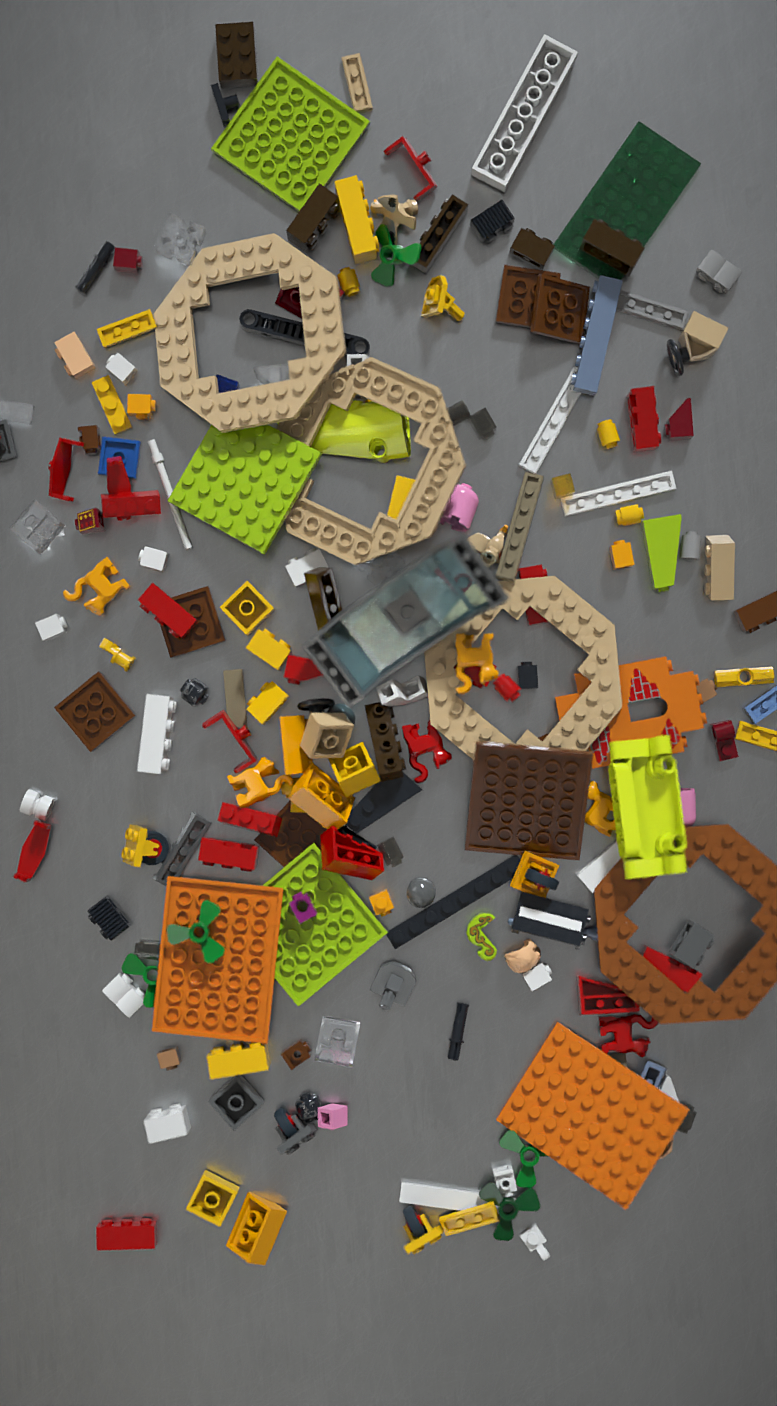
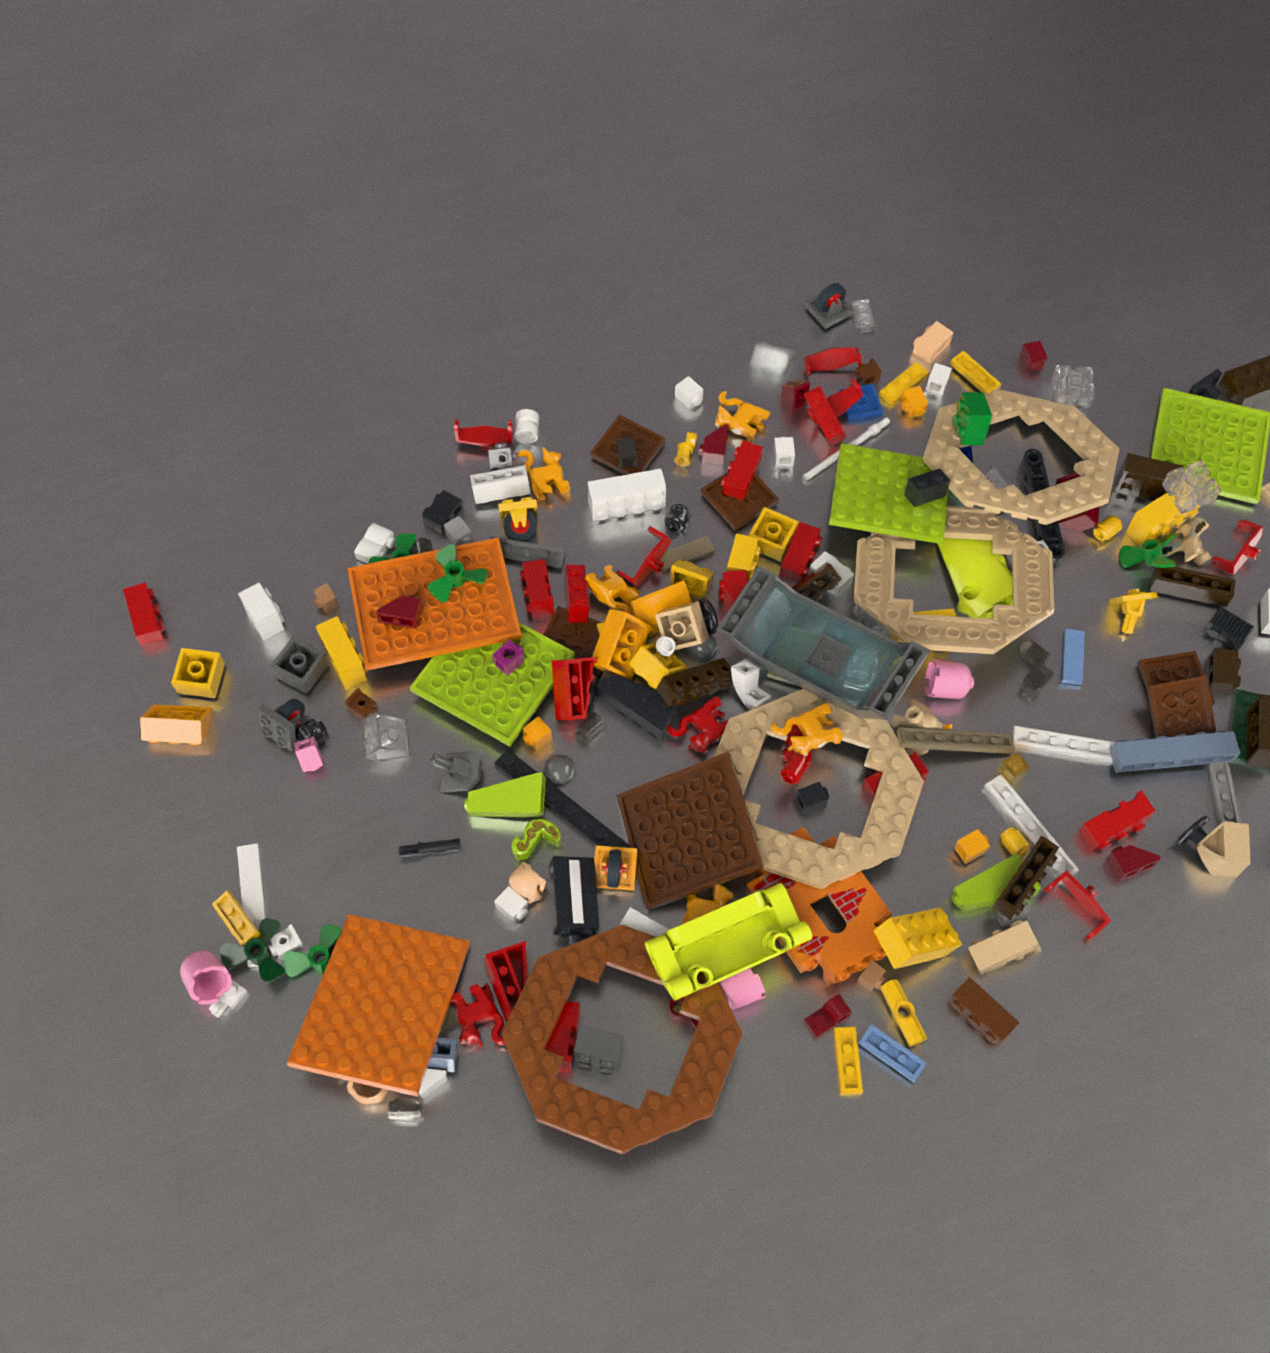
camera: 65 degrees right, 25 degrees down
(65, 842) = (496, 451): none -> flat silver brick
(95, 266) = (1013, 336): black axle -> none
(99, 853) = (500, 484): none -> white brick
(101, 807) = (542, 477): none -> light orange animal
(107, 717) = (626, 452): none -> clear smoke brick
(124, 625) = (714, 446): none -> dark red slope
(139, 910) = (458, 532): none -> light grey brick
(201, 368) = (972, 418): none -> green brick
(224, 993) = (401, 612): none -> dark red slope
(260, 444) = (927, 487): none -> black brick
(274, 587) = (800, 552): none -> red brick
(342, 758) = (665, 646): none -> white plate
(343, 184) = (1191, 487): none -> clear brick
(415, 1226) = (210, 871): yellow plate -> none
(439, 947) = (509, 799): none -> lime slope
(468, 378) = (1073, 657): none -> medium blue tile
(517, 1258) = (204, 977): none -> bright pink cylinder
(608, 434) = (1085, 796): yellow brick -> none
(673, 526) = (1025, 878): none -> dark brown brick
(693, 642) = (917, 937): none -> yellow brick
(698, 476) = (1085, 898): none -> red piece

